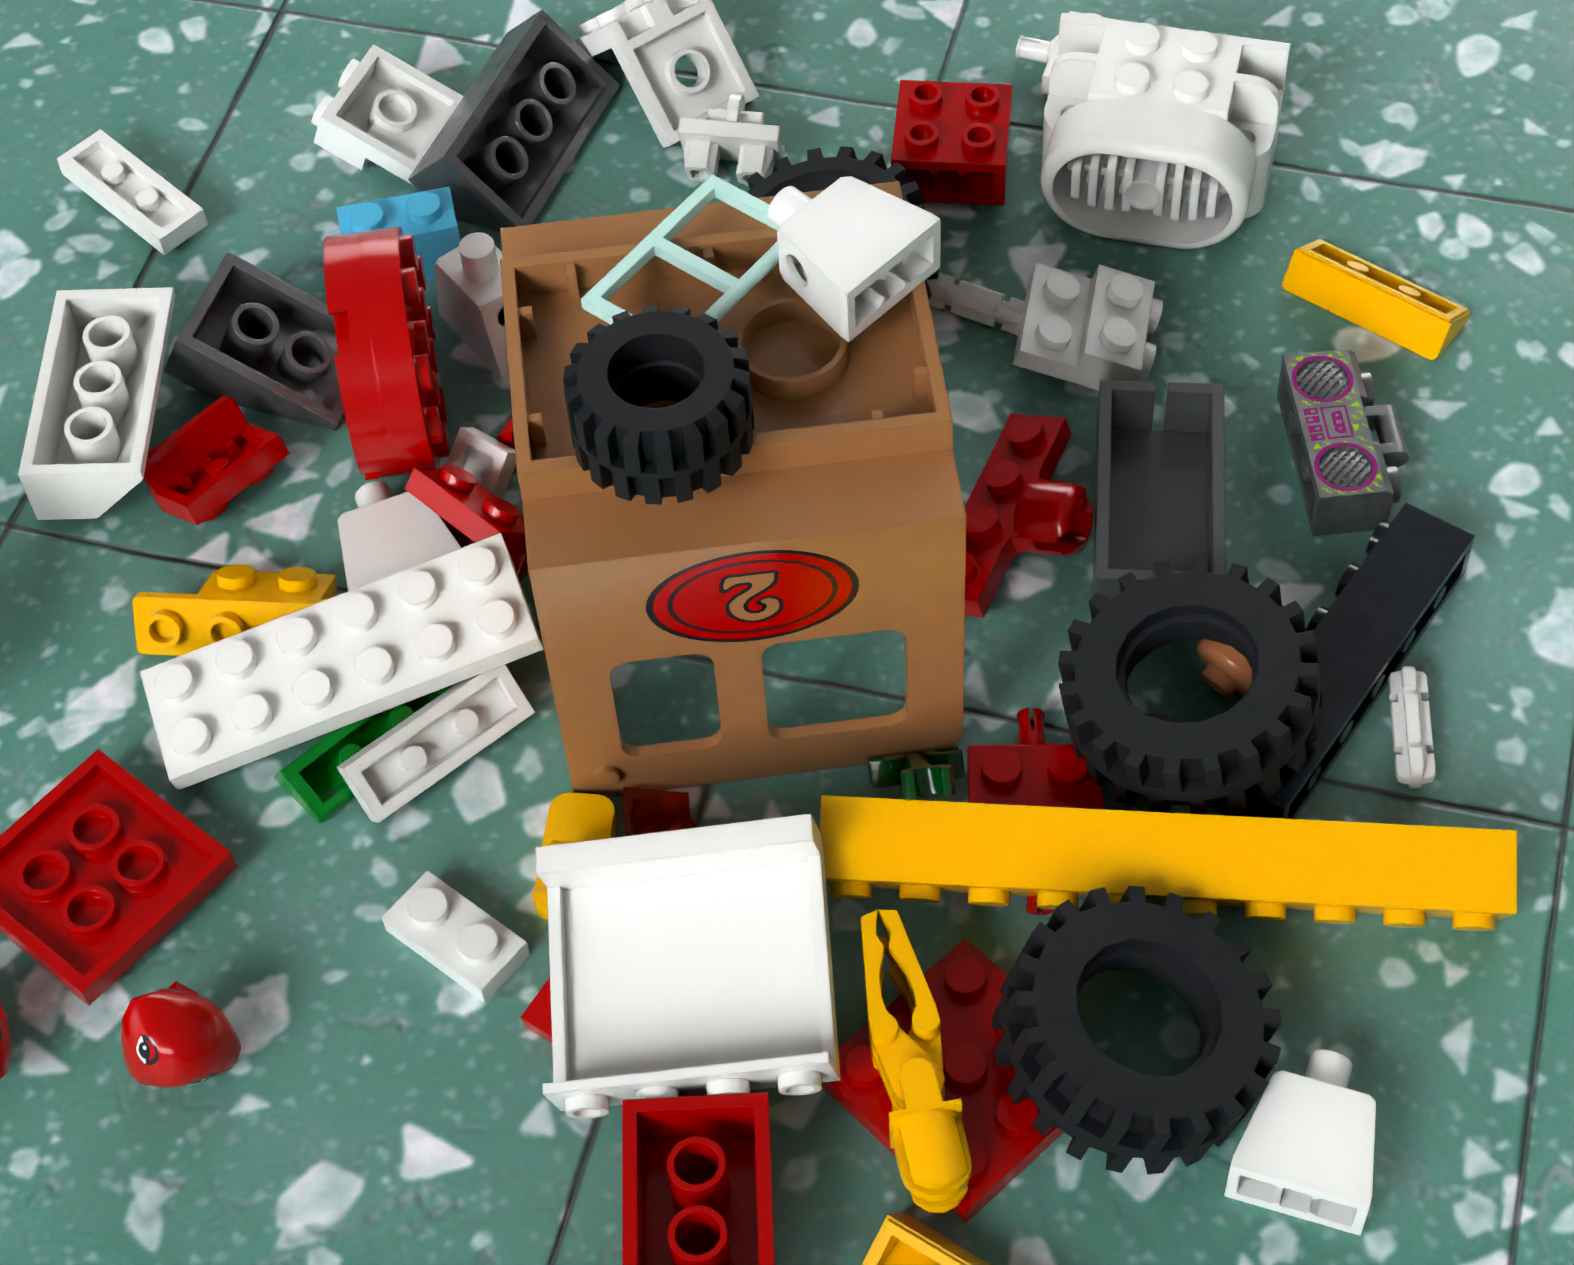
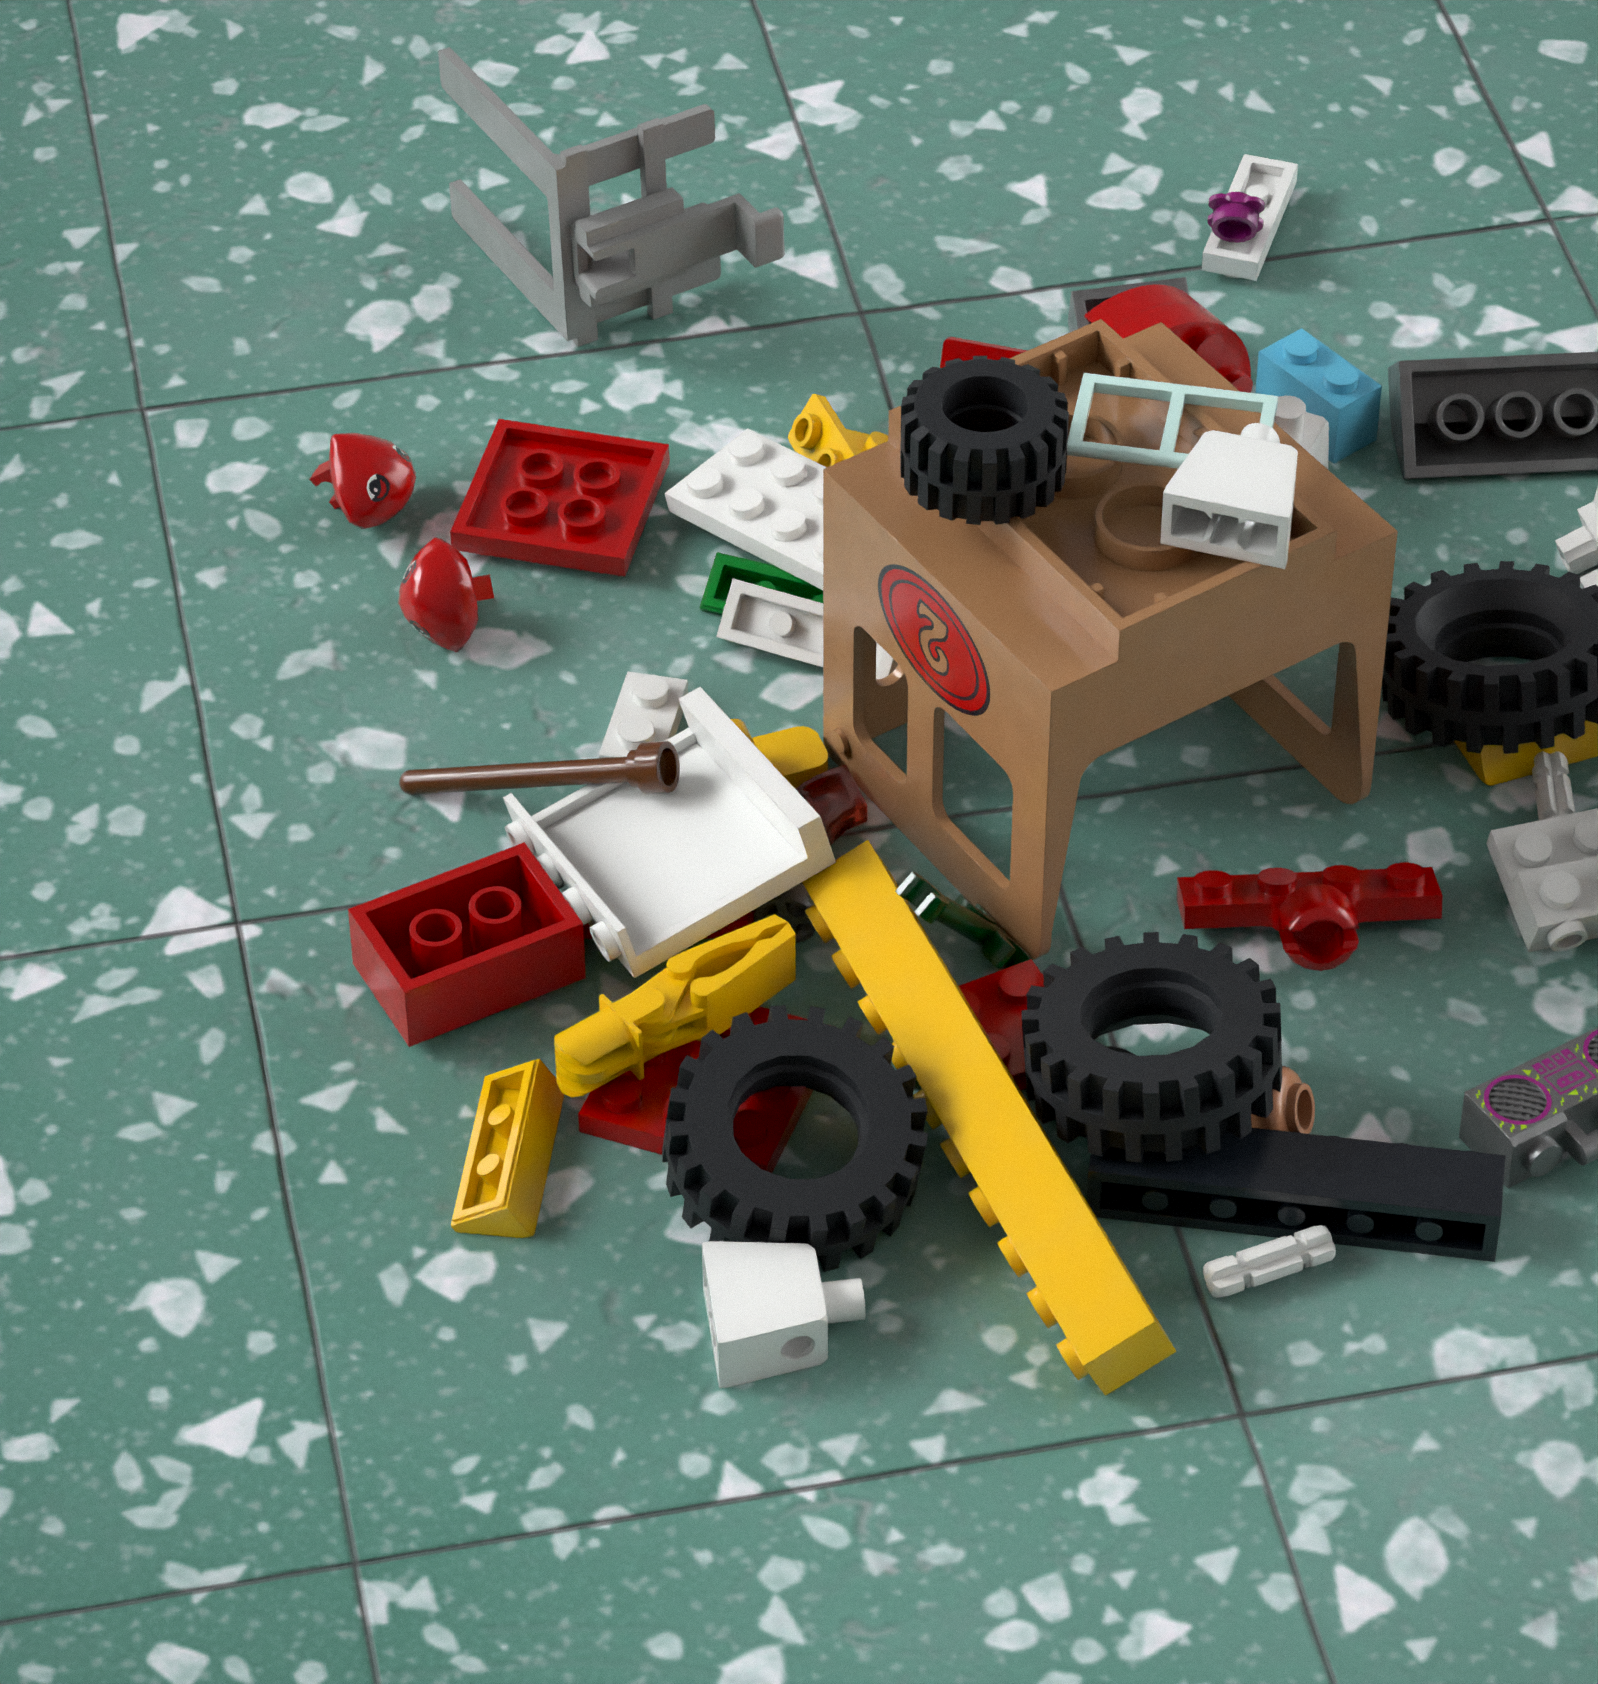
camera: 60 degrees right, 10 degrees down
(95, 400) = (991, 278): white slope -> none
(151, 191) = (1235, 216): none -> magenta plate
(383, 113) = (1456, 314): white plate -> none
(591, 947) = (650, 767): none -> reddish brown piece
(1158, 489) = (1394, 984): dark grey piece -> none

